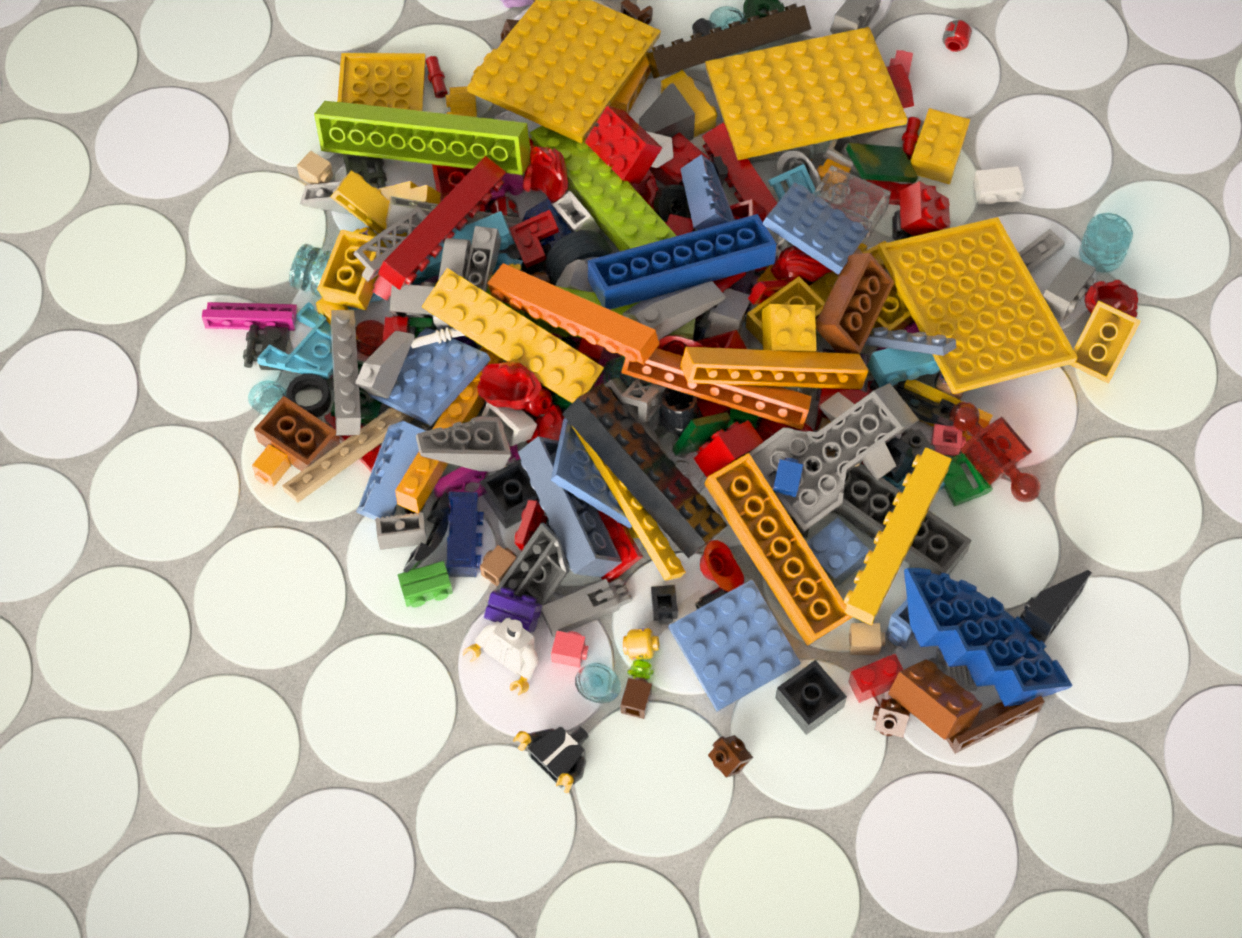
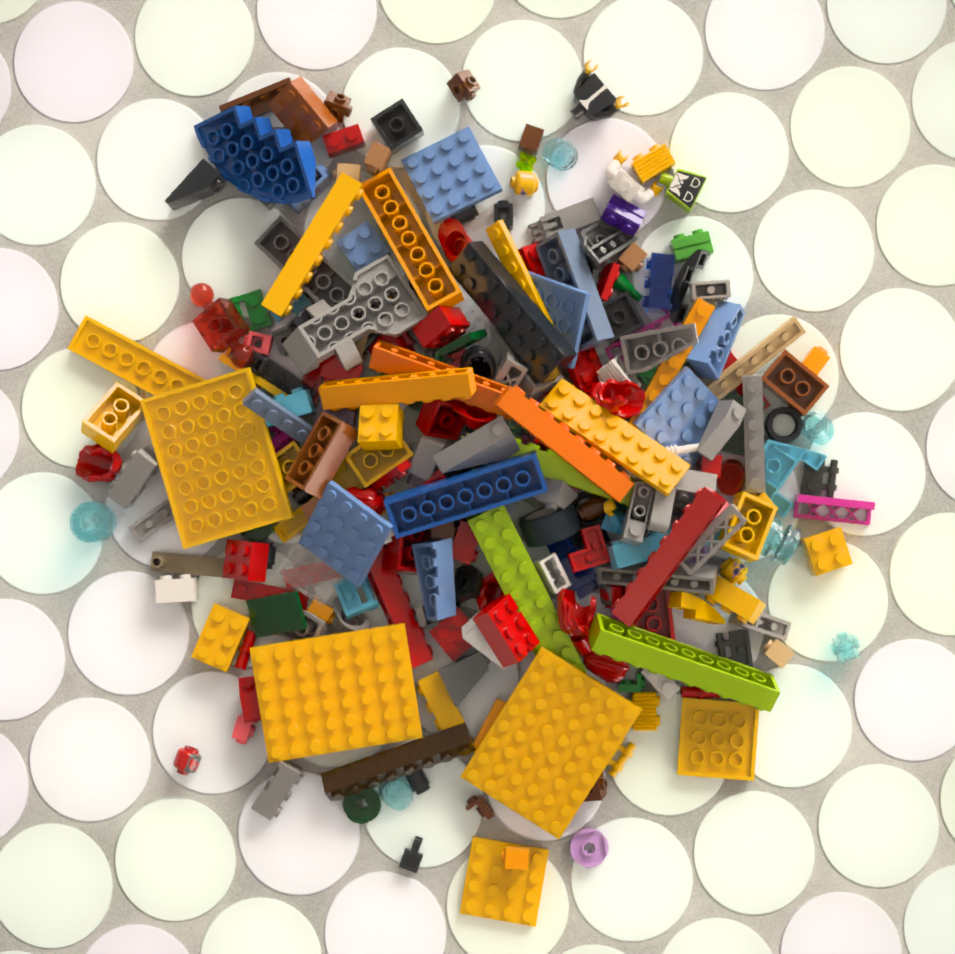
camera: 175 degrees left, 25 degrees up
(238, 177) = (850, 651): none -> clear light blue brick
(259, 269) = (826, 551): none -> yellow brick
(436, 77) = (667, 749): red pin -> none
(437, 652) = (683, 188): none -> torso
(478, 679) = (652, 164): none -> yellow brick
(504, 534) = (623, 284): none -> green cone
(569, 649) = (579, 184): coral brick -> none
(788, 477) = (397, 289): blue brick -> none
(832, 651) = (377, 158): none -> medium nougat brick
(1010, 216) = (187, 564): none -> dark tan piece
(1087, 411) = (129, 359): none -> yellow plate

